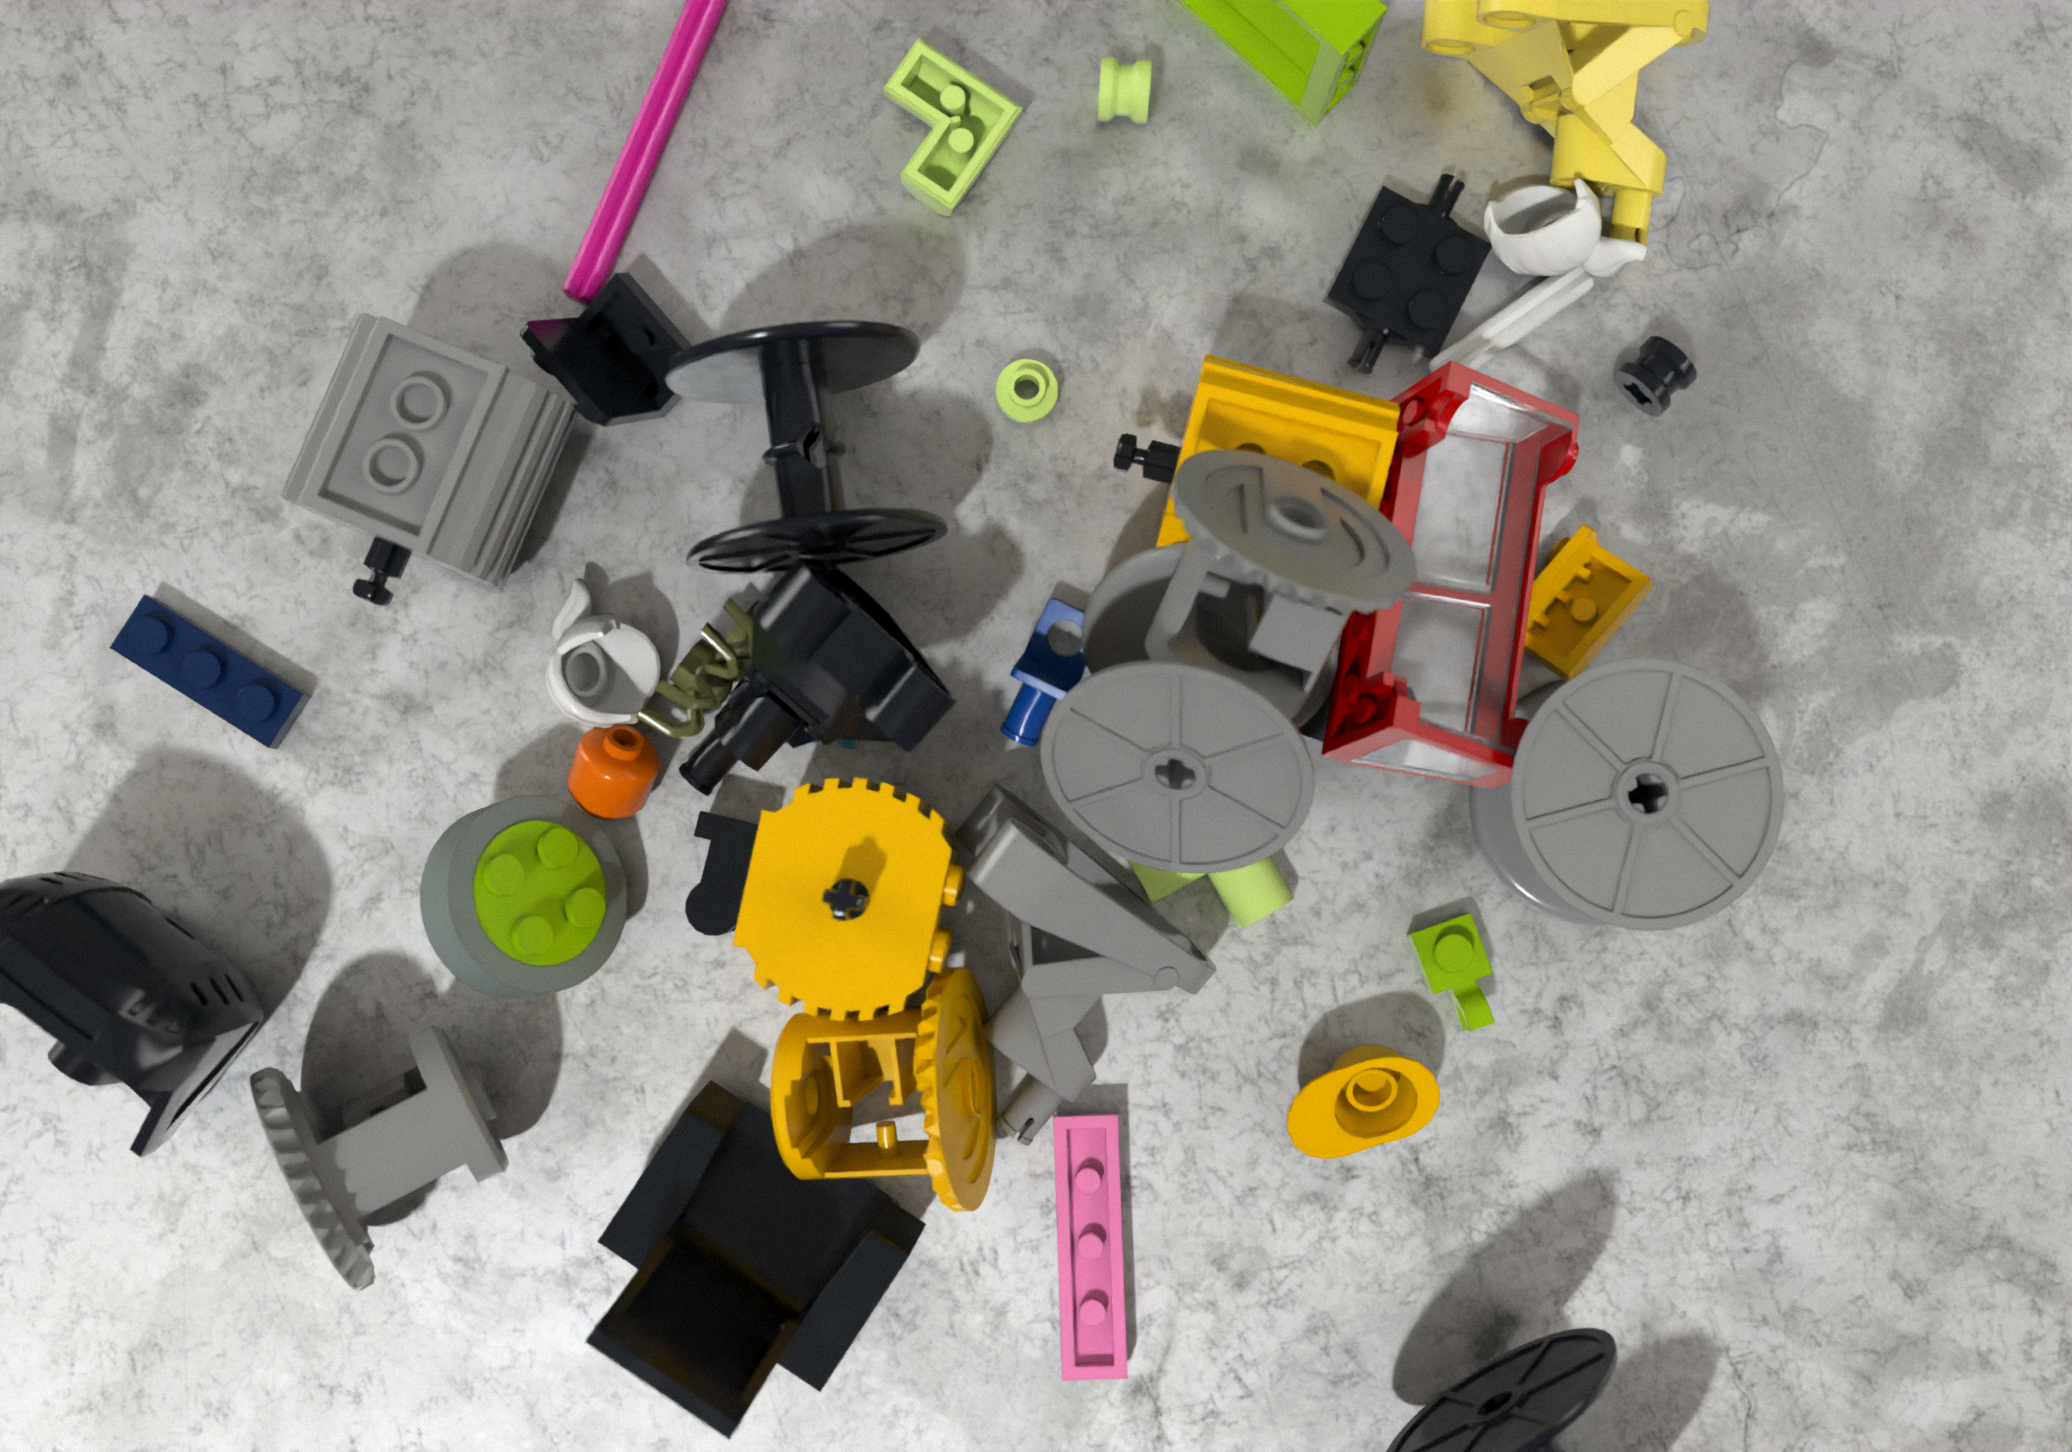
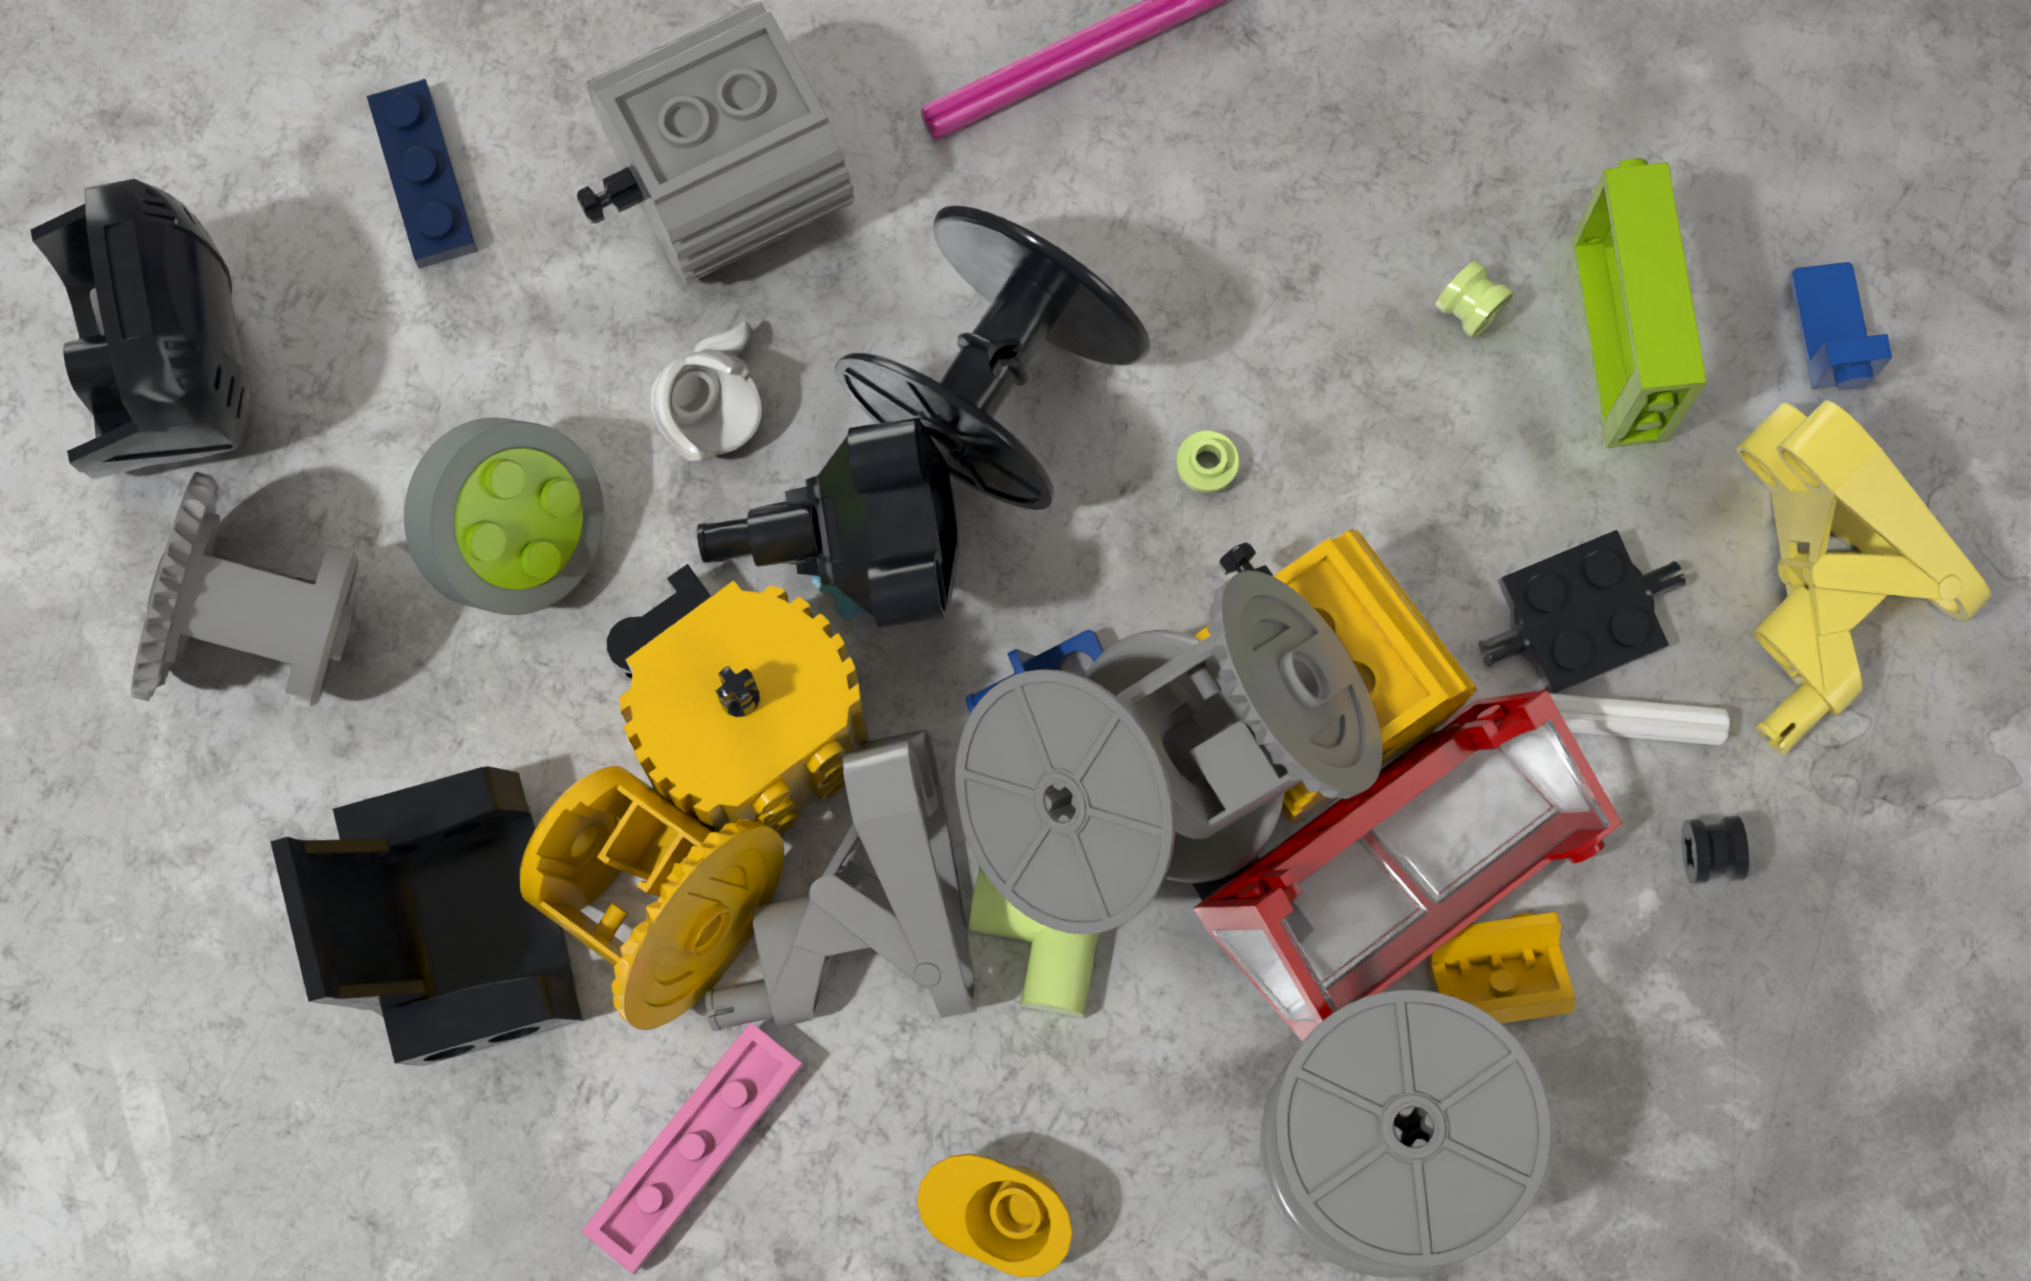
camera: 40 degrees right, 10 degrees down
(611, 354) = (912, 178): black bracket -> none
(613, 772) = (648, 483): orange head -> none
(705, 674) = (772, 465): olive animal -> none
(965, 121) = (1330, 227): yellowish green brick -> none
(1452, 960) = (1168, 1174): lime plate -> none
(1553, 231) = (1722, 671): white hair -> none

